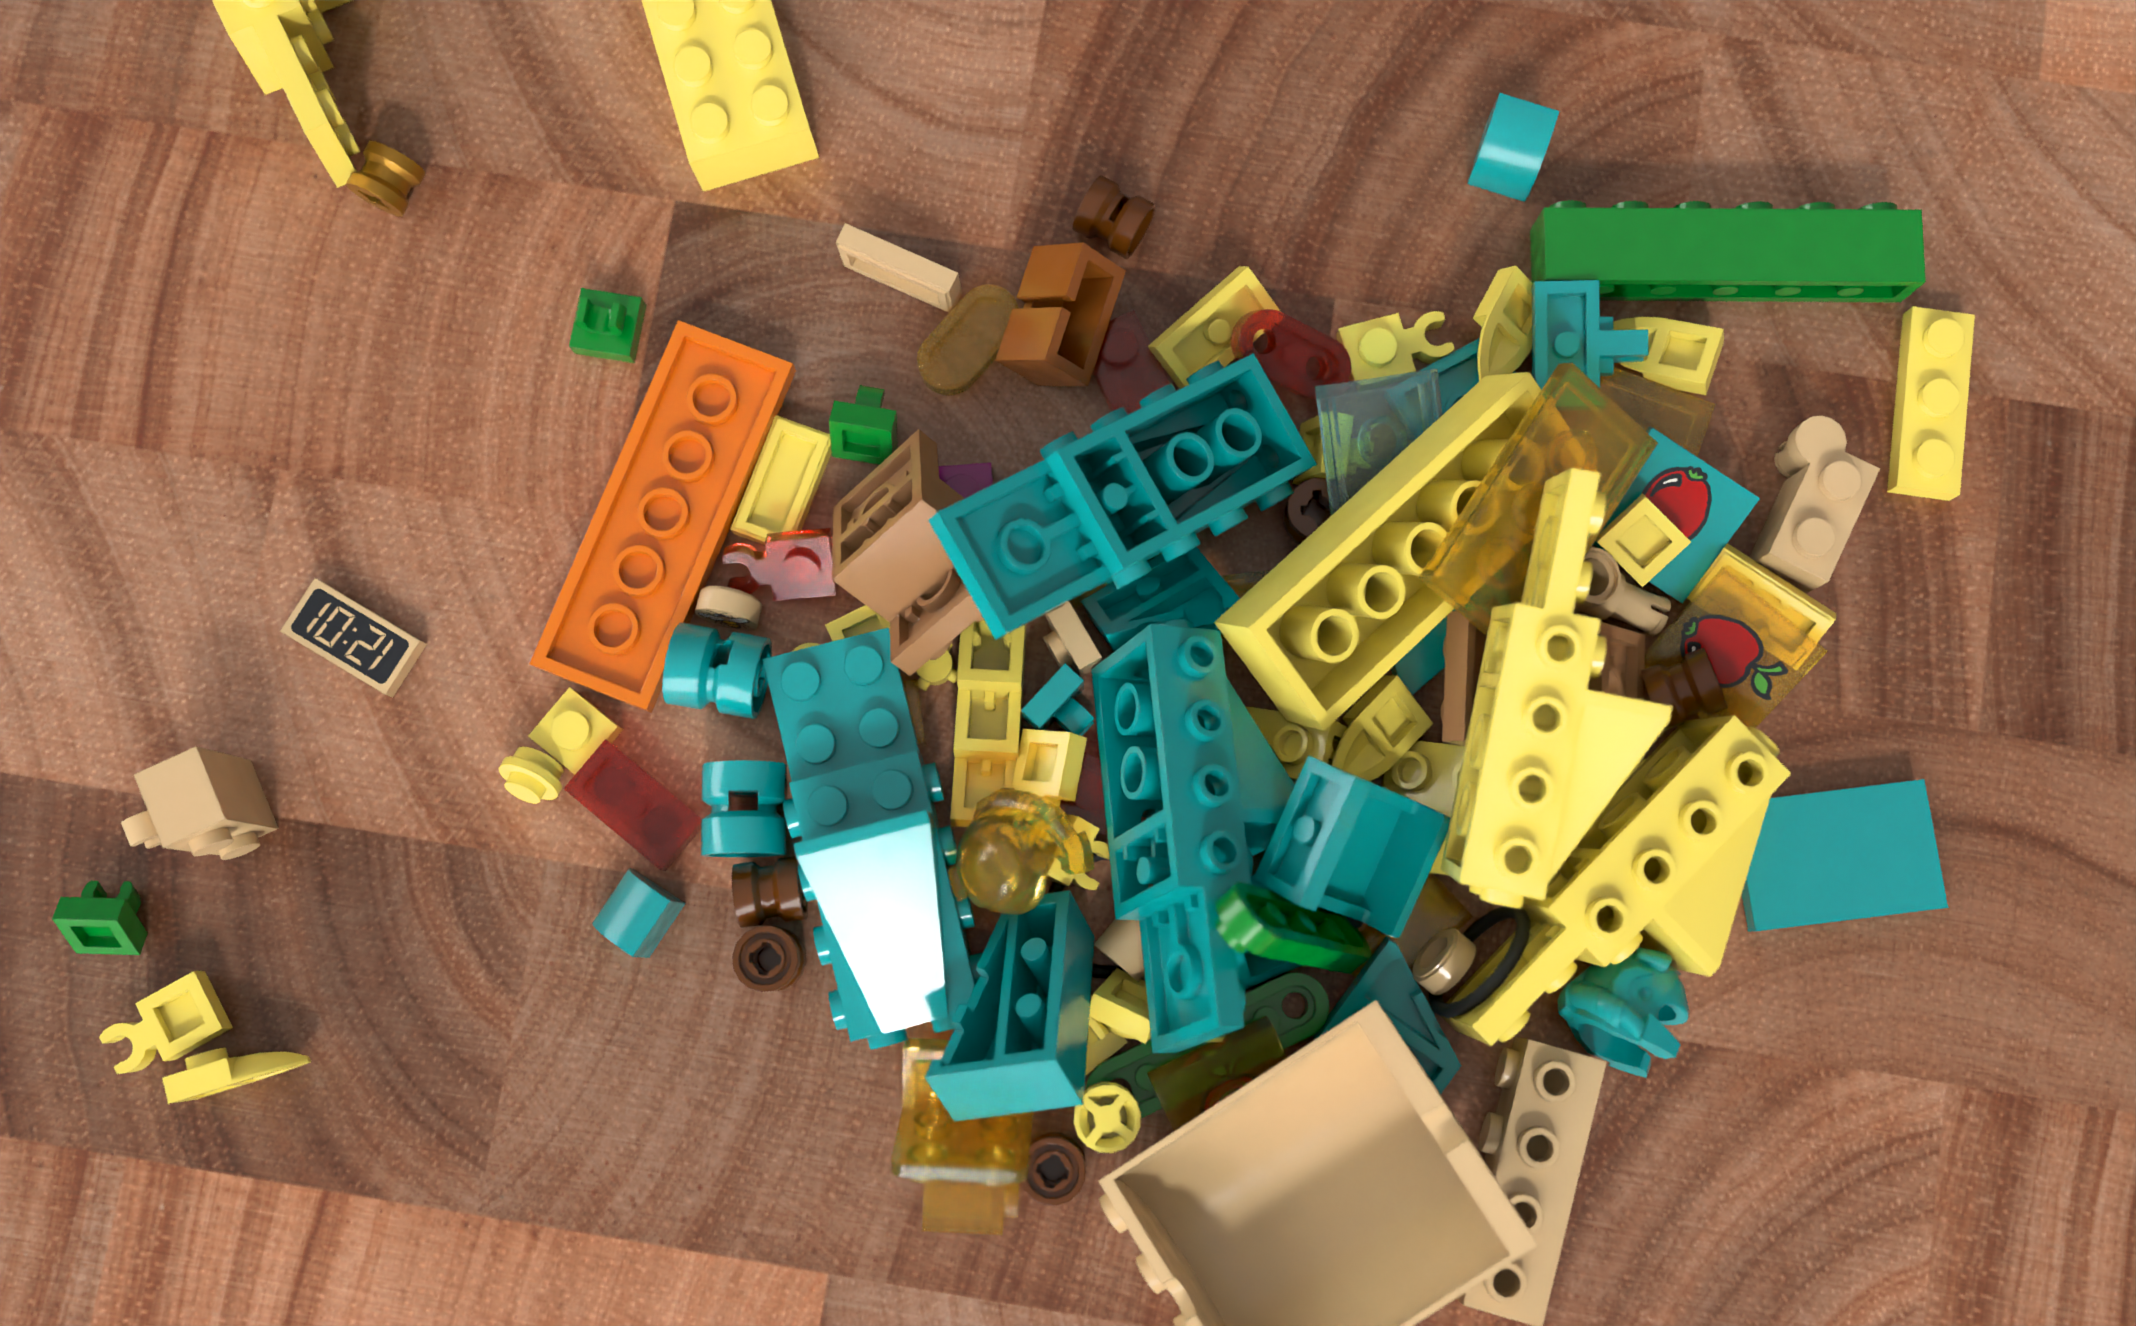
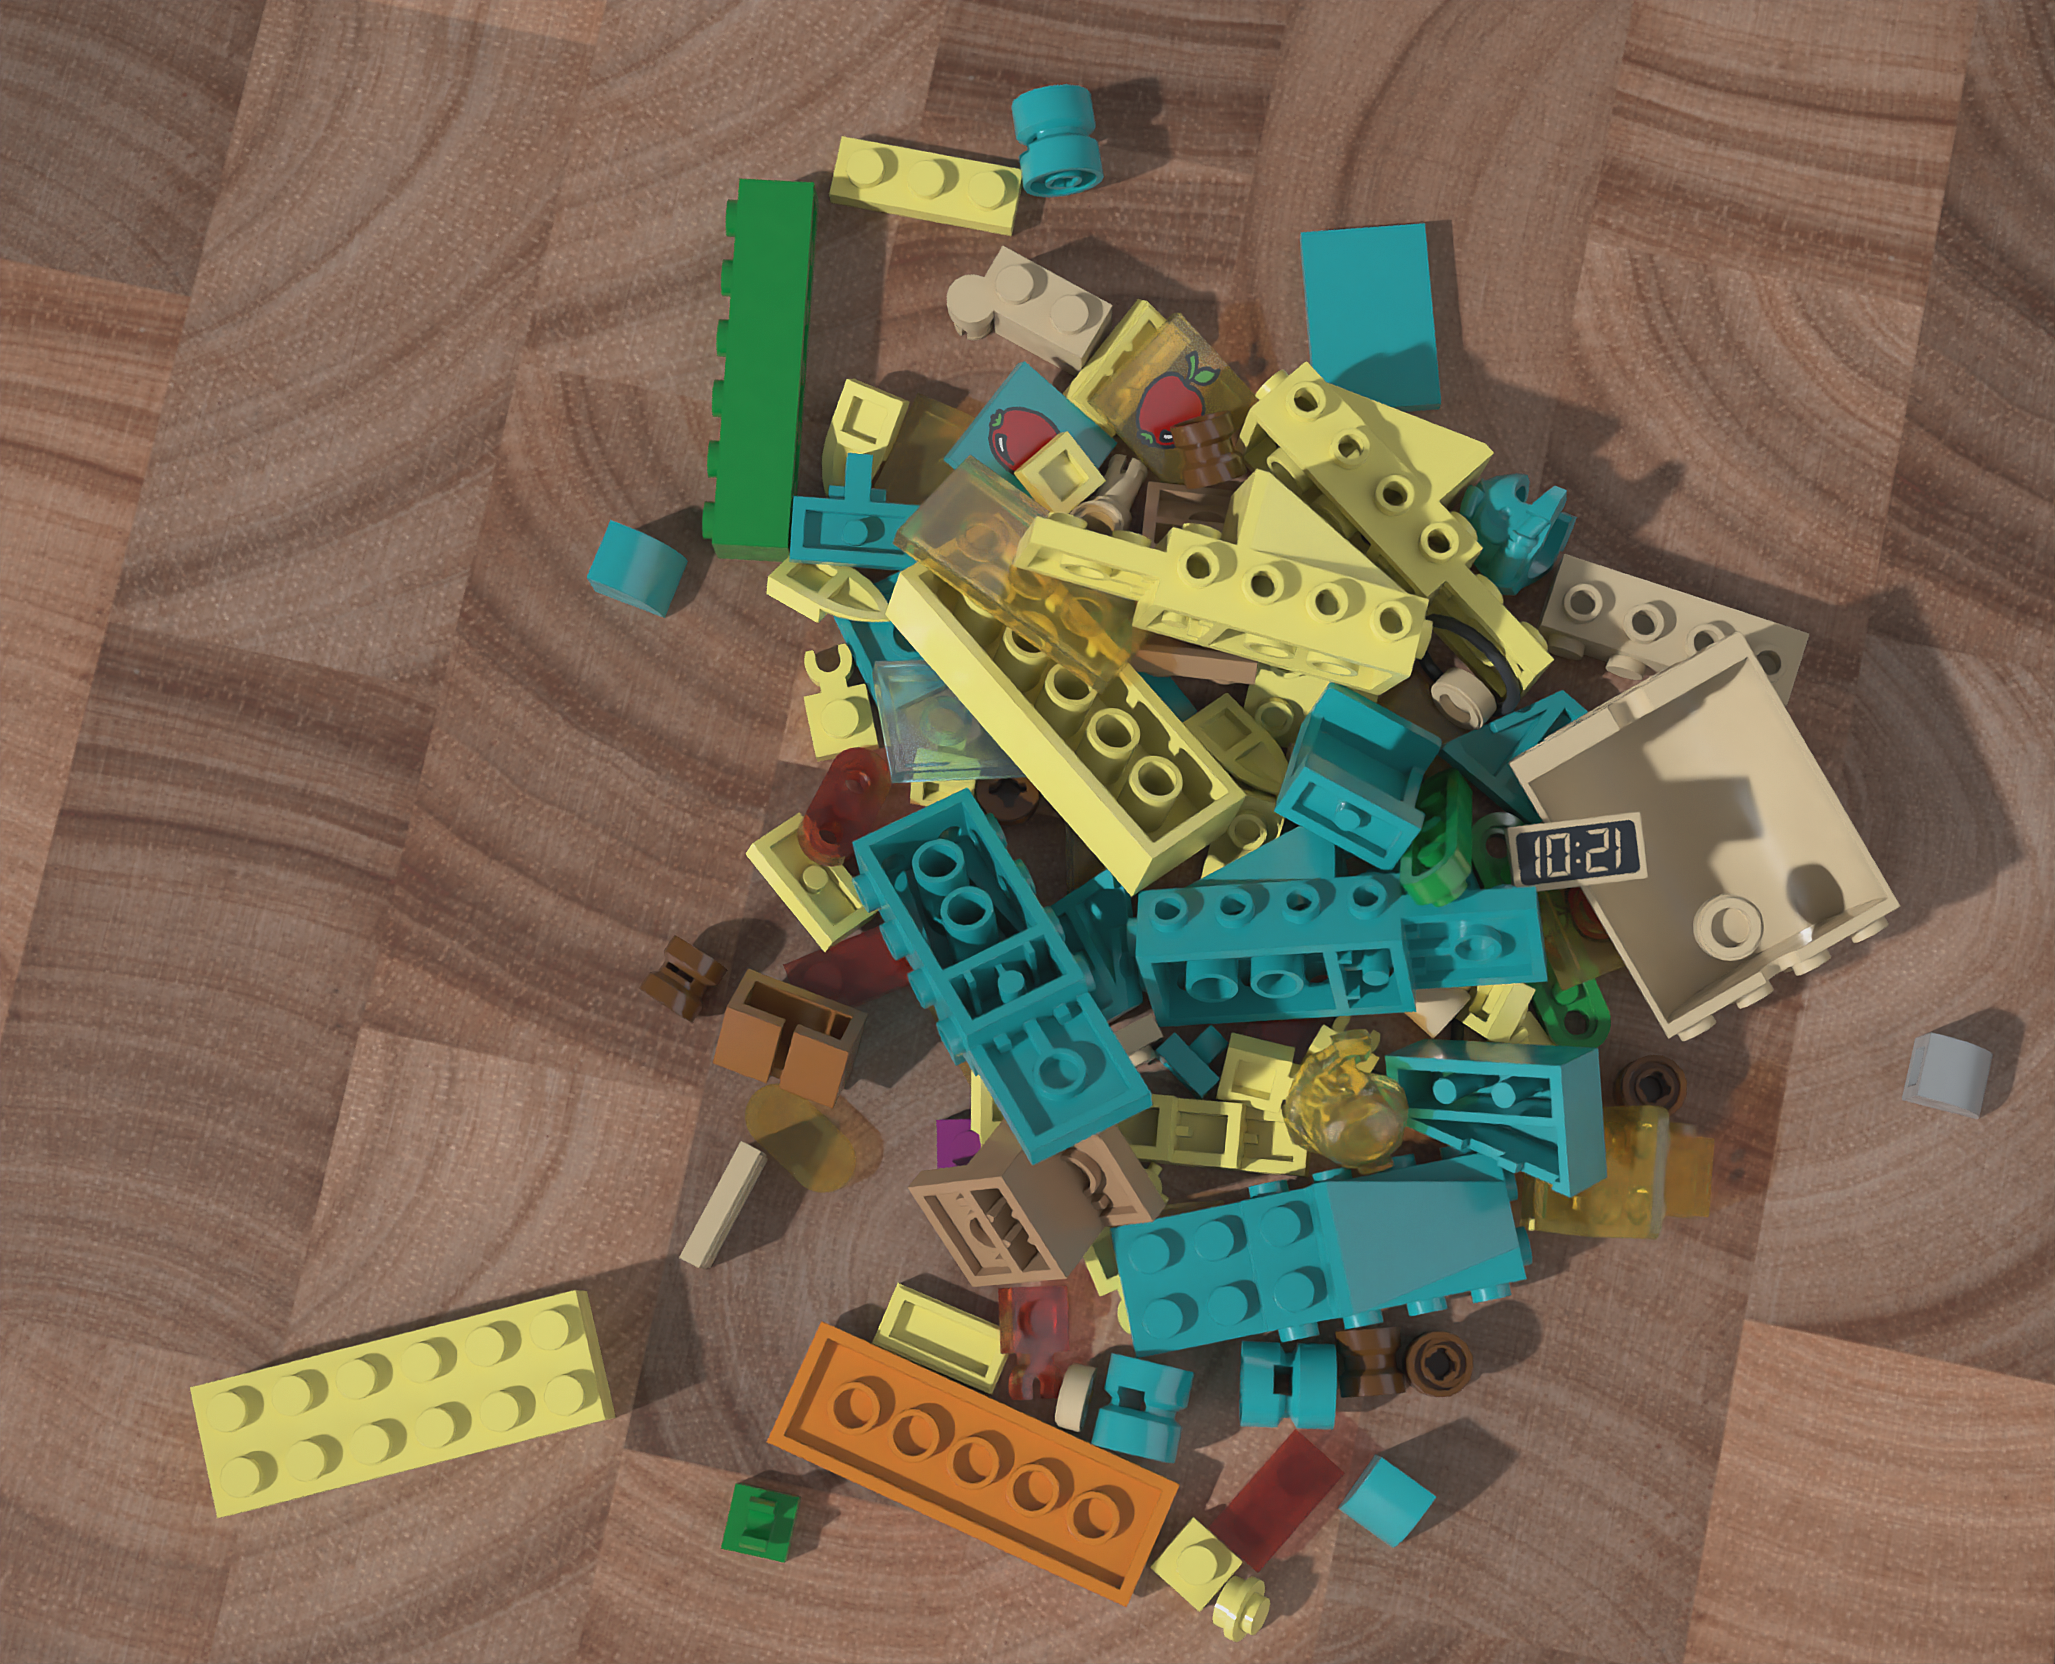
camera: 85 degrees left, 0 degrees up
(863, 429) = (895, 1248): green tile -> none
(1109, 1131) = (1612, 1022): light yellow wheel -> none
(1217, 1241) = (1728, 927): none -> tan tile
(1285, 1075) = (1577, 852): none -> tile
(2007, 523) = (1056, 130): none -> teal wheel

